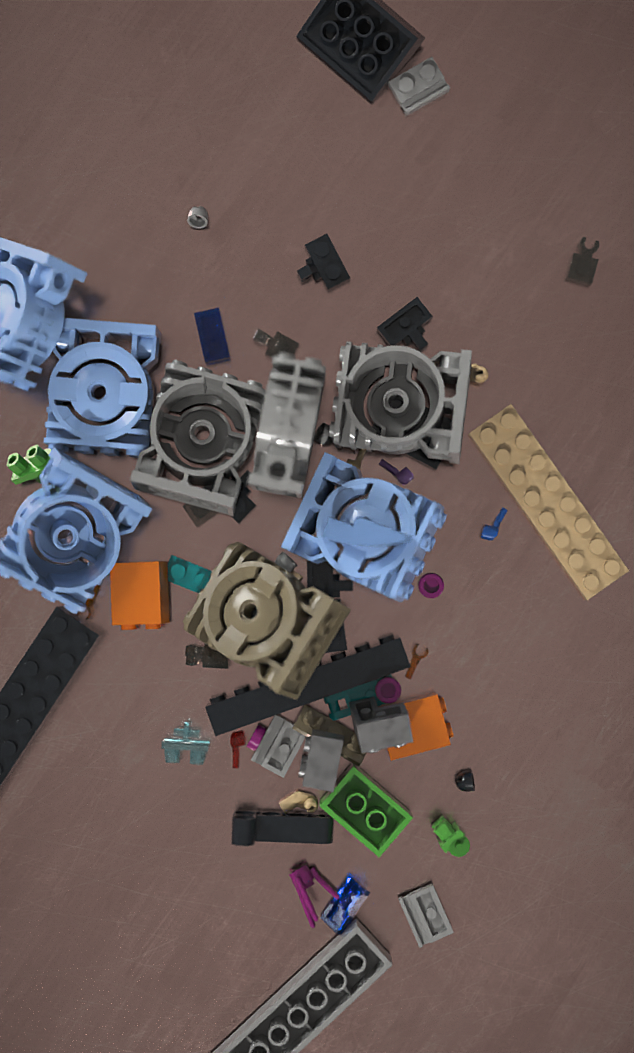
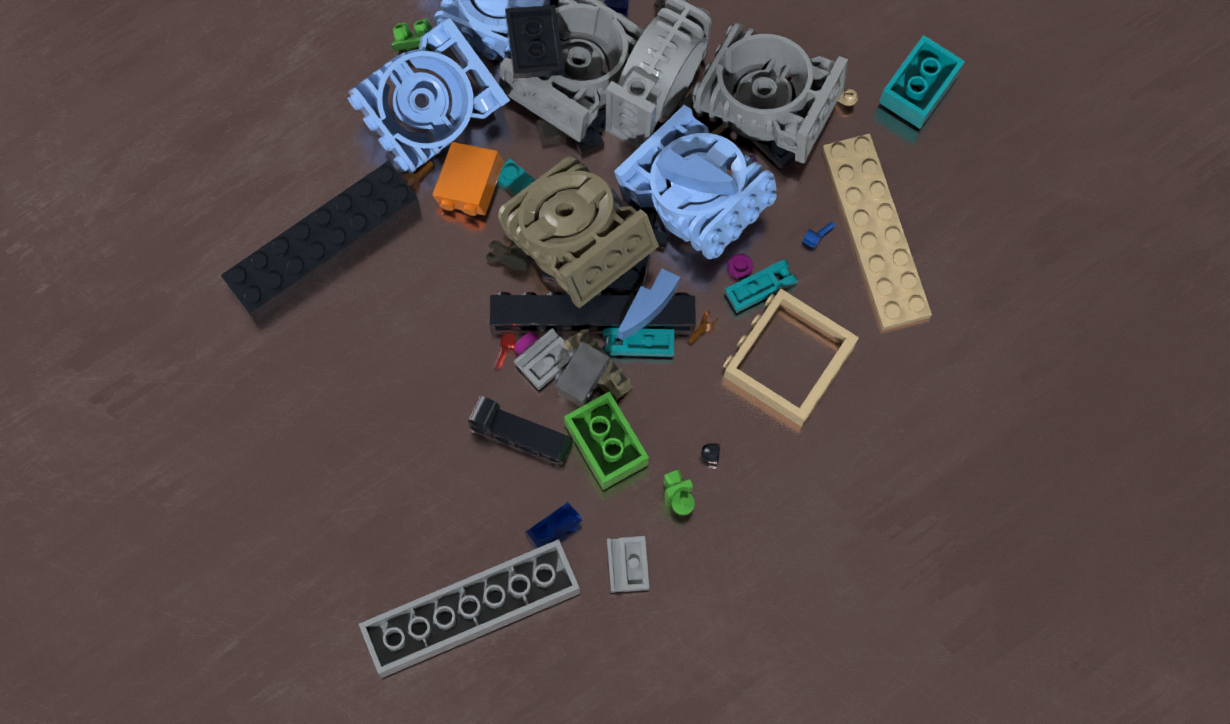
camera: 15 degrees right, 15 degrees down
(155, 445) = (534, 41): none -> black plate
(174, 746) = (467, 332): clear light blue hips -> none
(301, 800) = (546, 416): tan arm -> none
(302, 880) = (521, 490): magenta plant -> none
(360, 667) = (649, 303): none -> medium blue slope
(381, 726) = (649, 360): flat silver brick -> none
(388, 690) = (666, 340): magenta tile -> none
(407, 325) = (801, 31): black hinge -> none
(426, 724) = (680, 383): orange brick -> none
(457, 599) = (760, 286): none -> teal plate
(546, 333) = (921, 81): none -> teal brick
(549, 672) = (763, 393): none -> tan window
(582, 265) = (976, 41): clear smoke plate -> none

